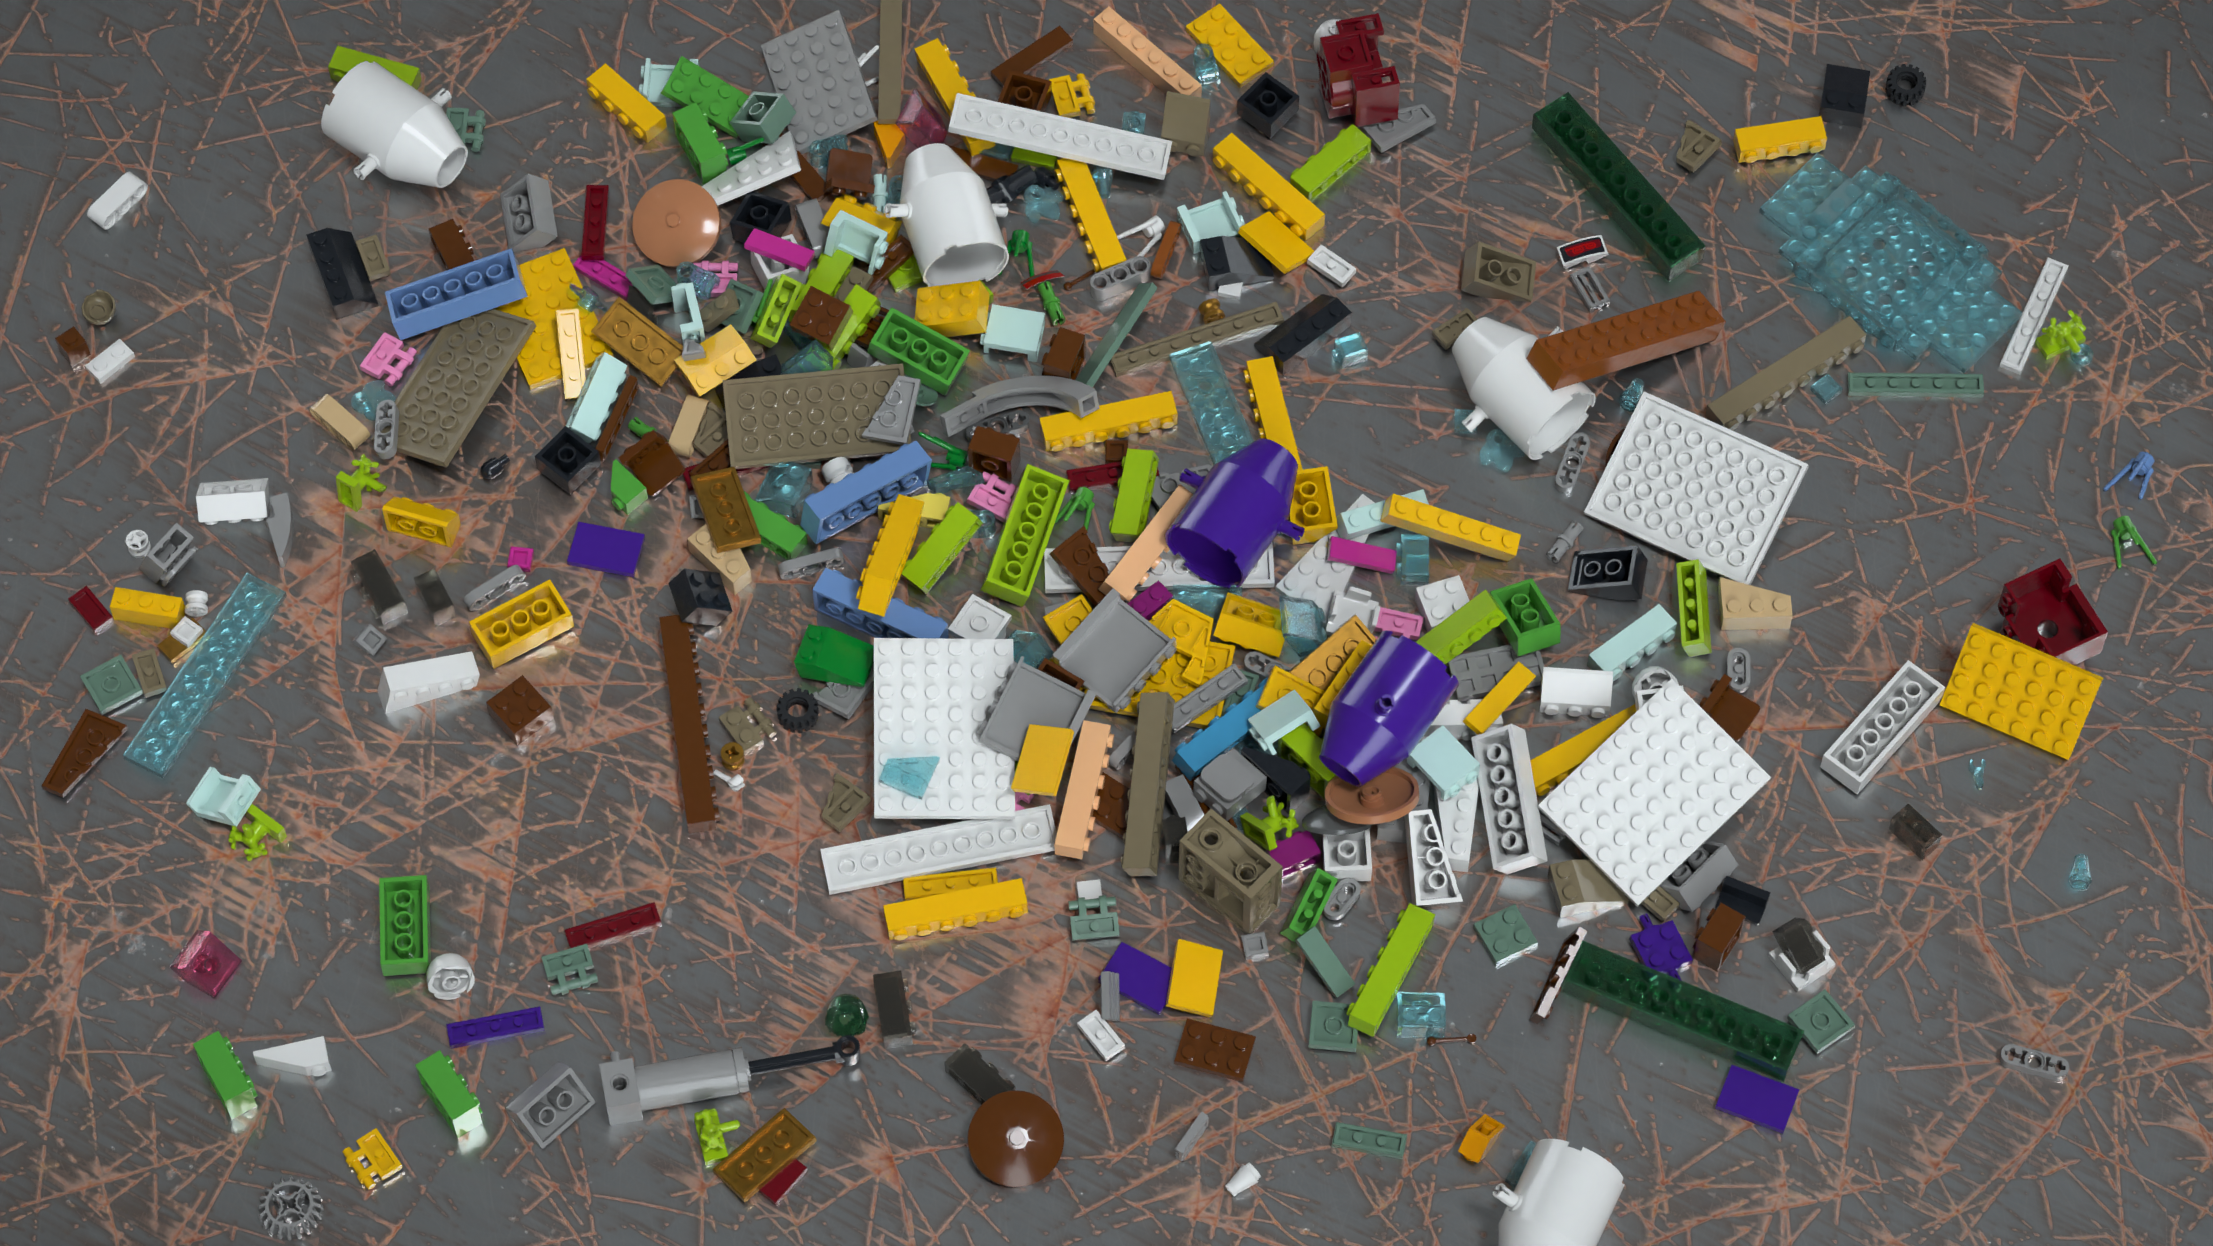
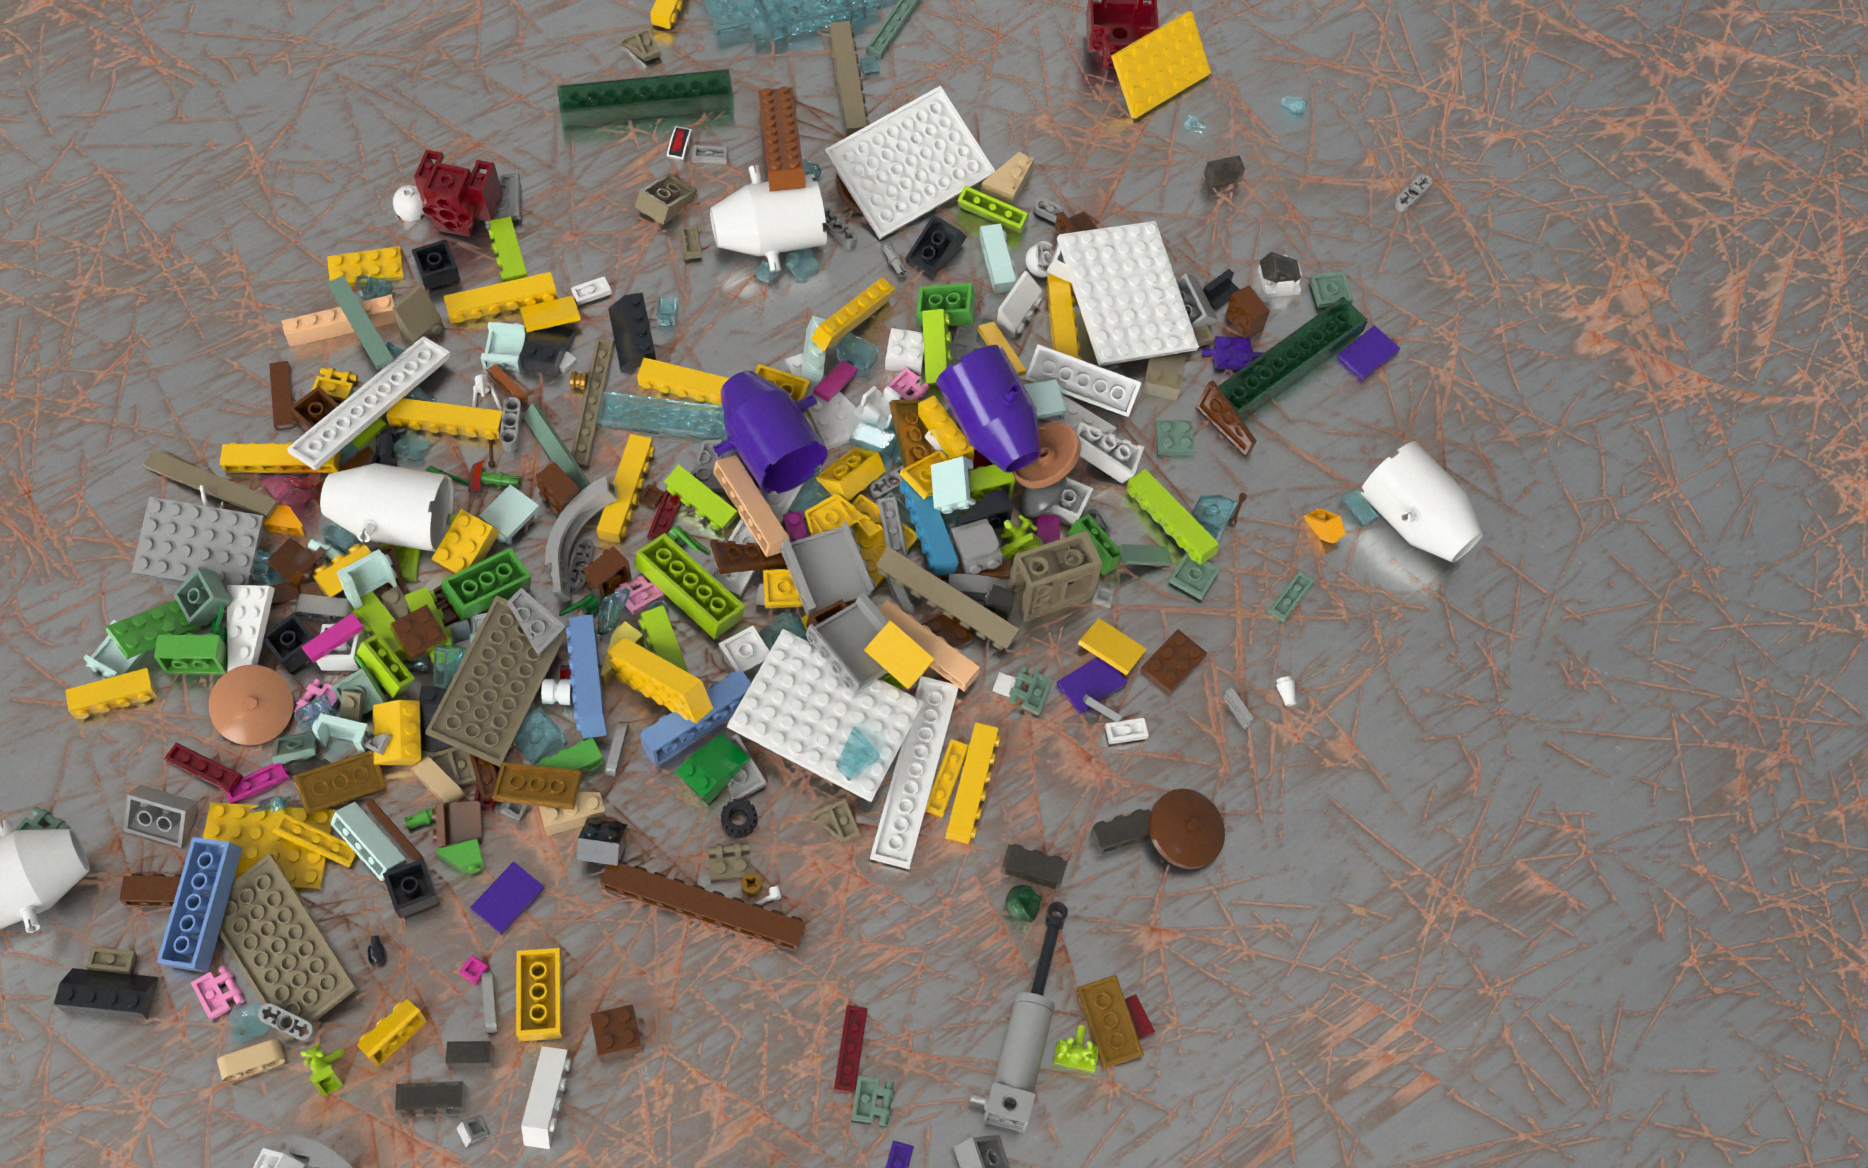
camera: 70 degrees left, 0 degrees up
(1146, 75) = (360, 322): none -> sand green tile
(1882, 727) = (1139, 152): white brick -> none

